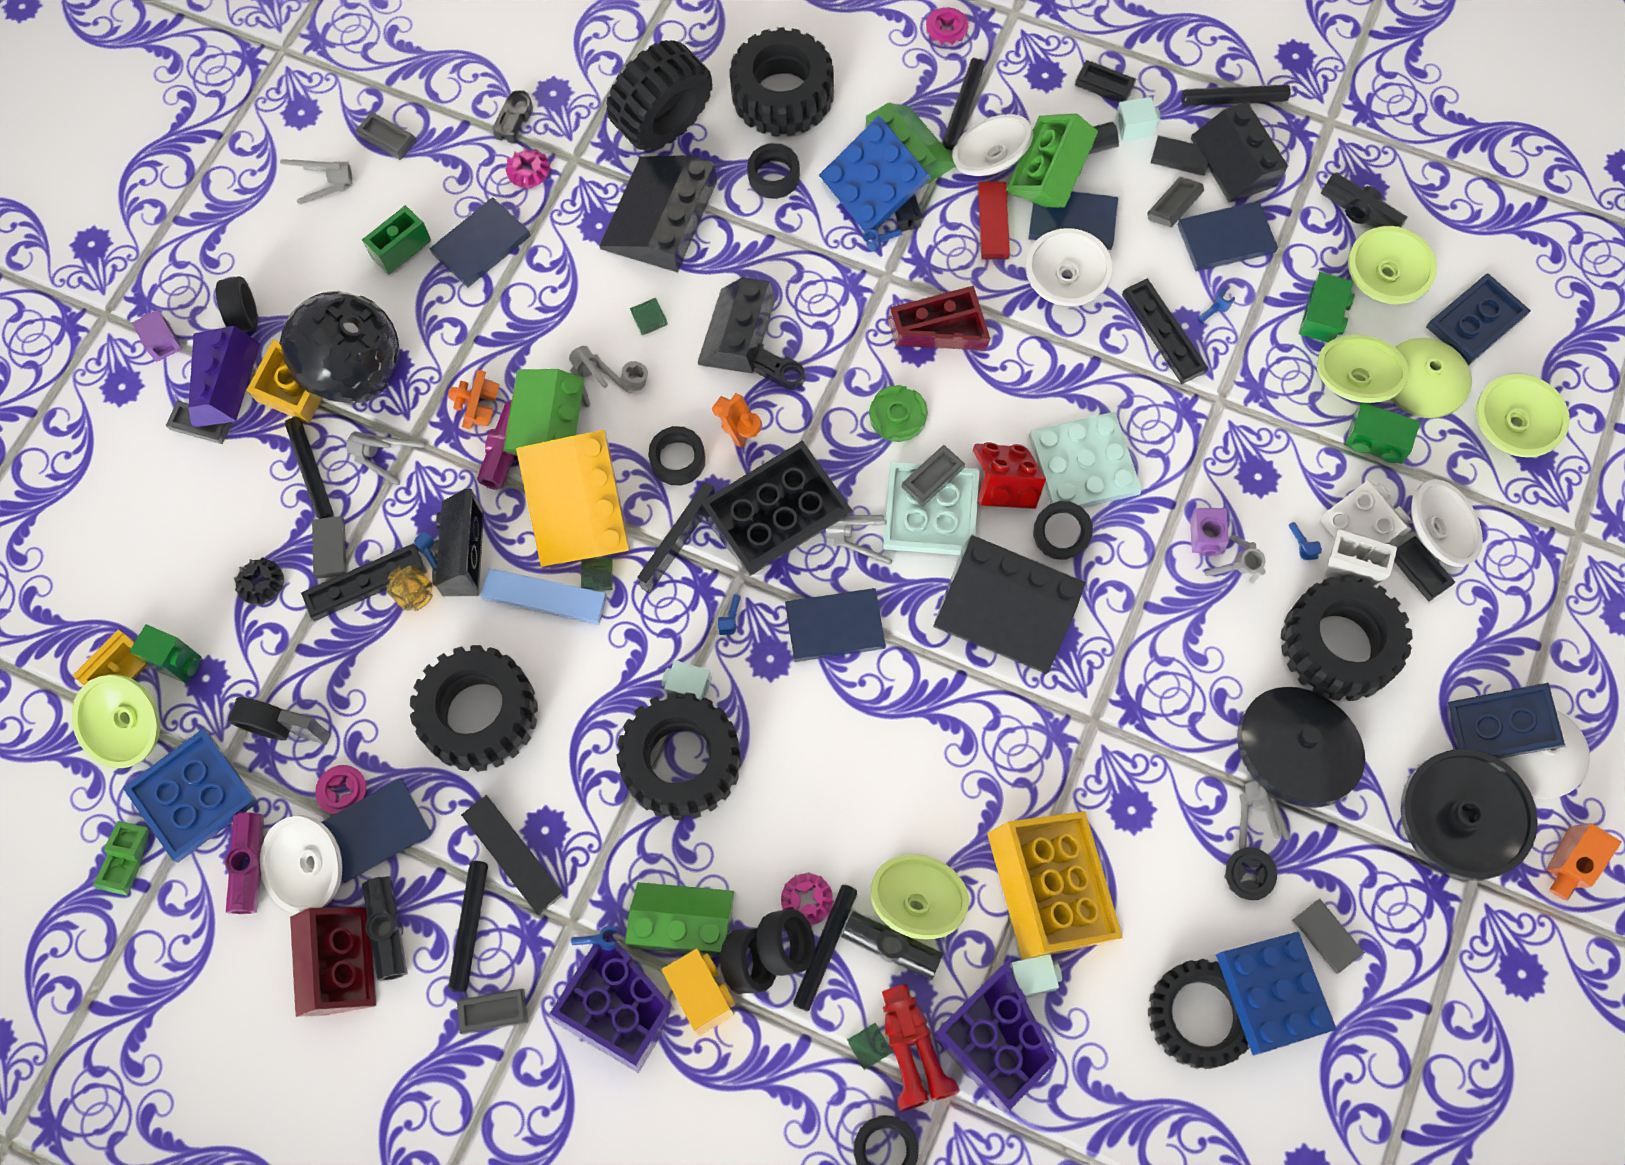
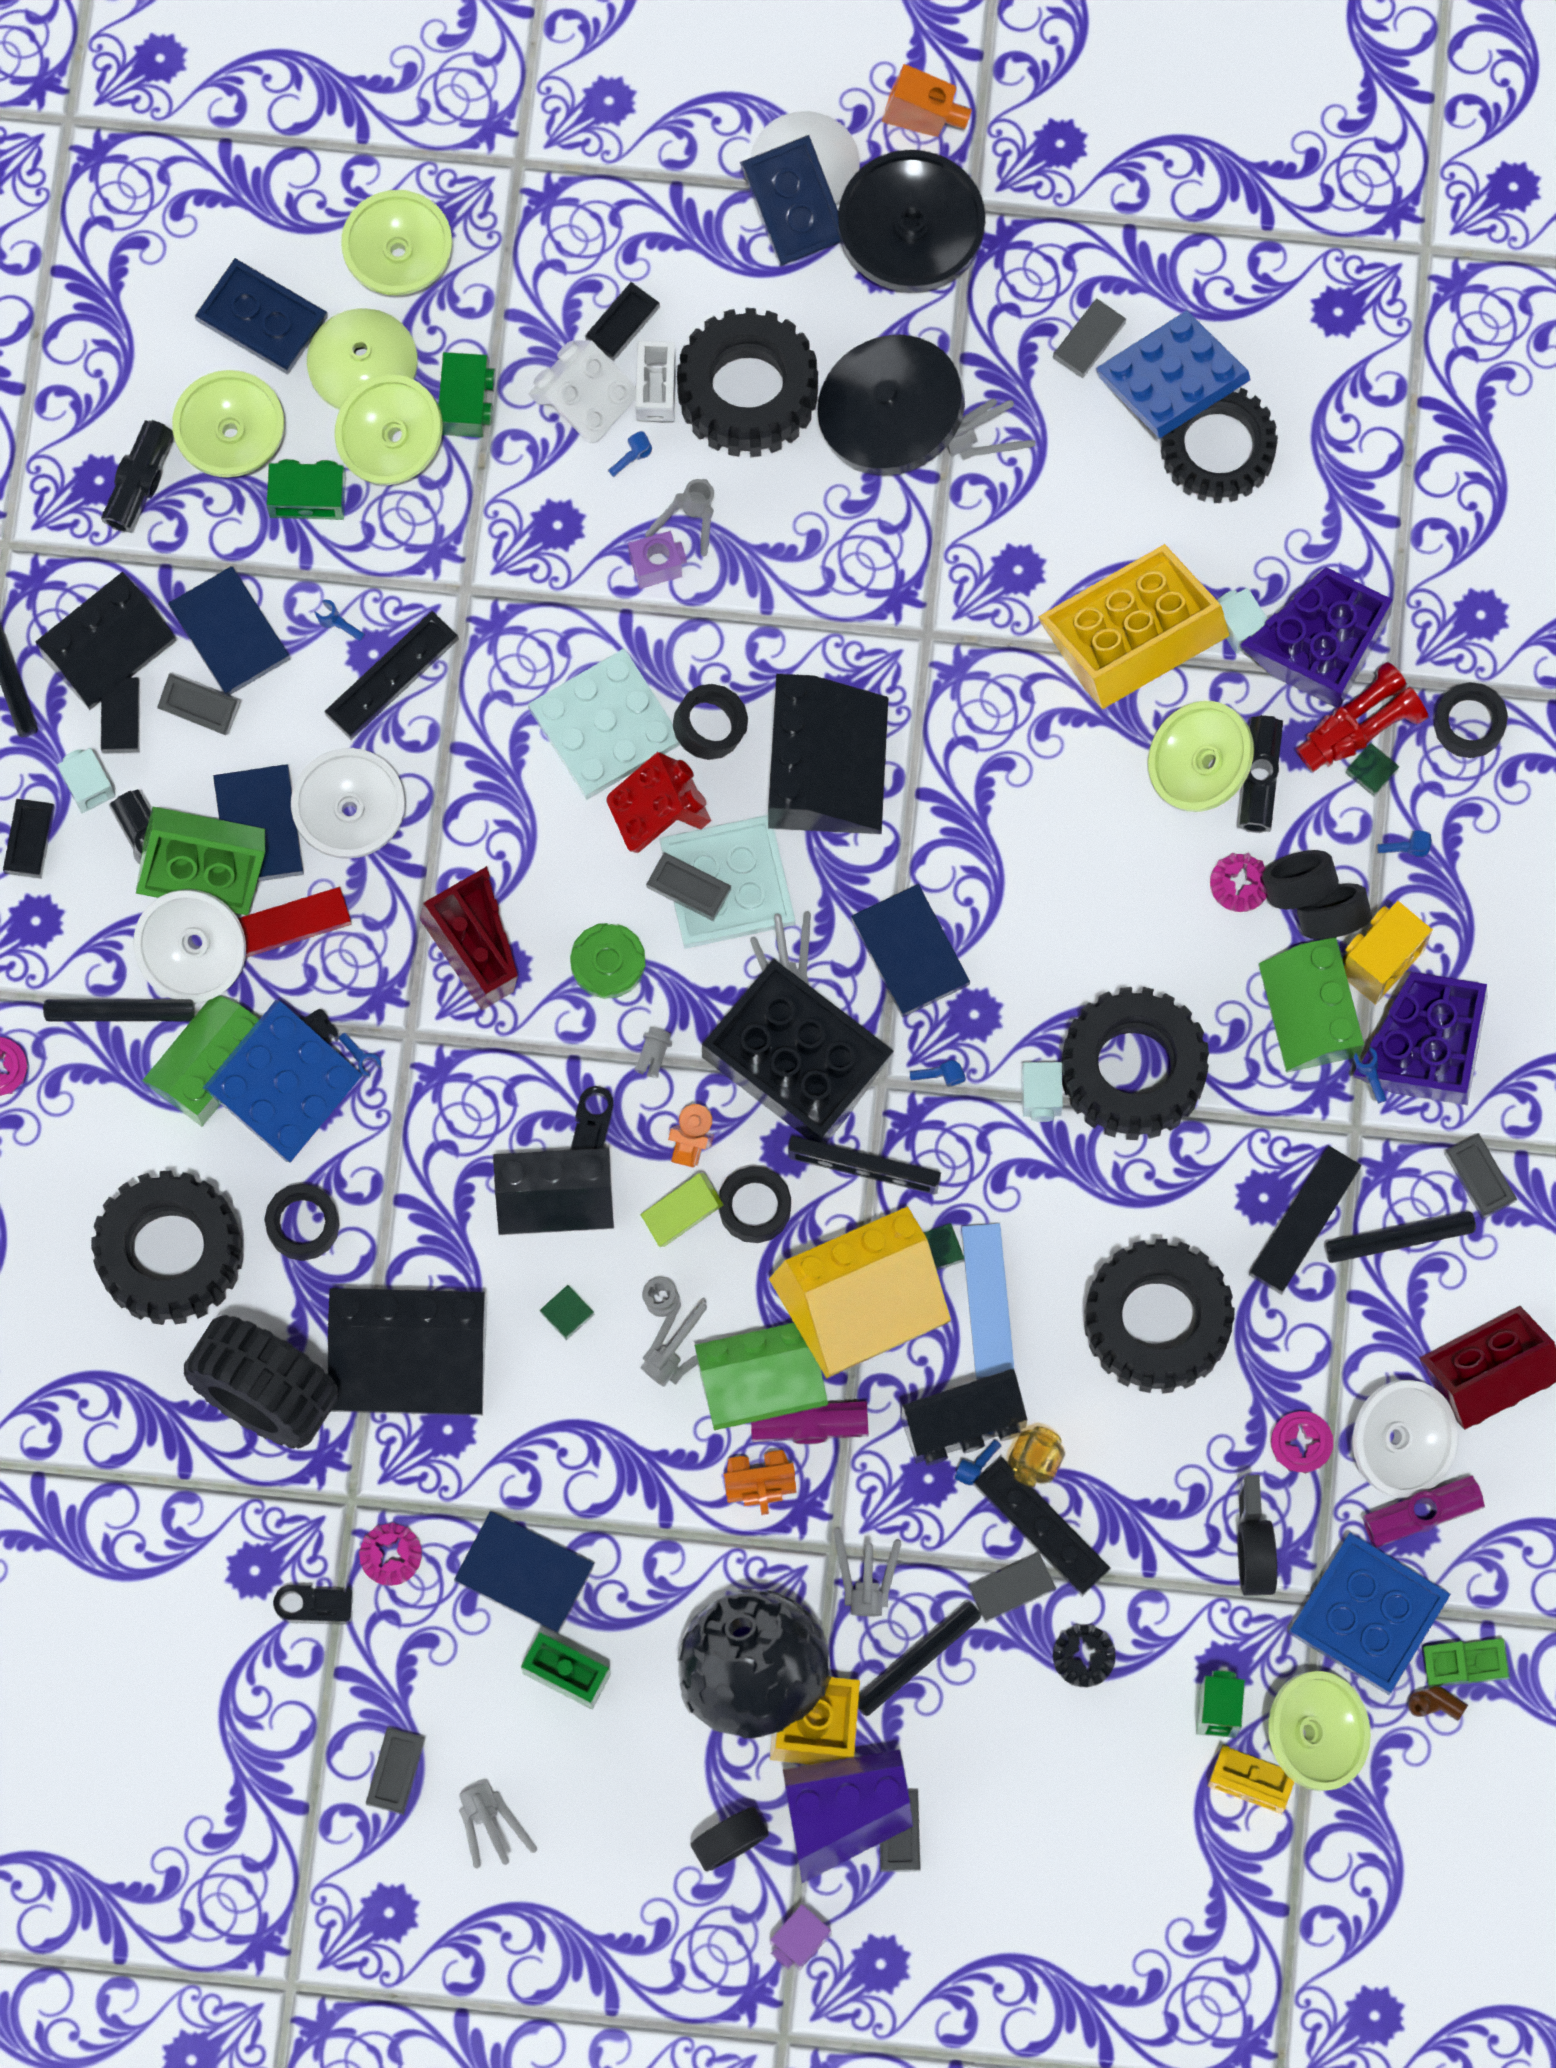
camera: 110 degrees left, 5 degrees up
(109, 815) = (1434, 1700): none -> reddish brown arm
(377, 828) = (1327, 1378): dark blue tile -> none
(386, 949) = (1458, 1312): black piece -> none
(689, 403) = (682, 1209): none -> lime tile
(790, 1063) = (1418, 845): none -> blue hand
(822, 425) = (653, 1050): none -> light grey pin
(825, 948) = (1282, 845): black axle -> none
(1265, 875) = (1045, 414): black gear -> none
(1446, 523) = (566, 300): white dish -> none

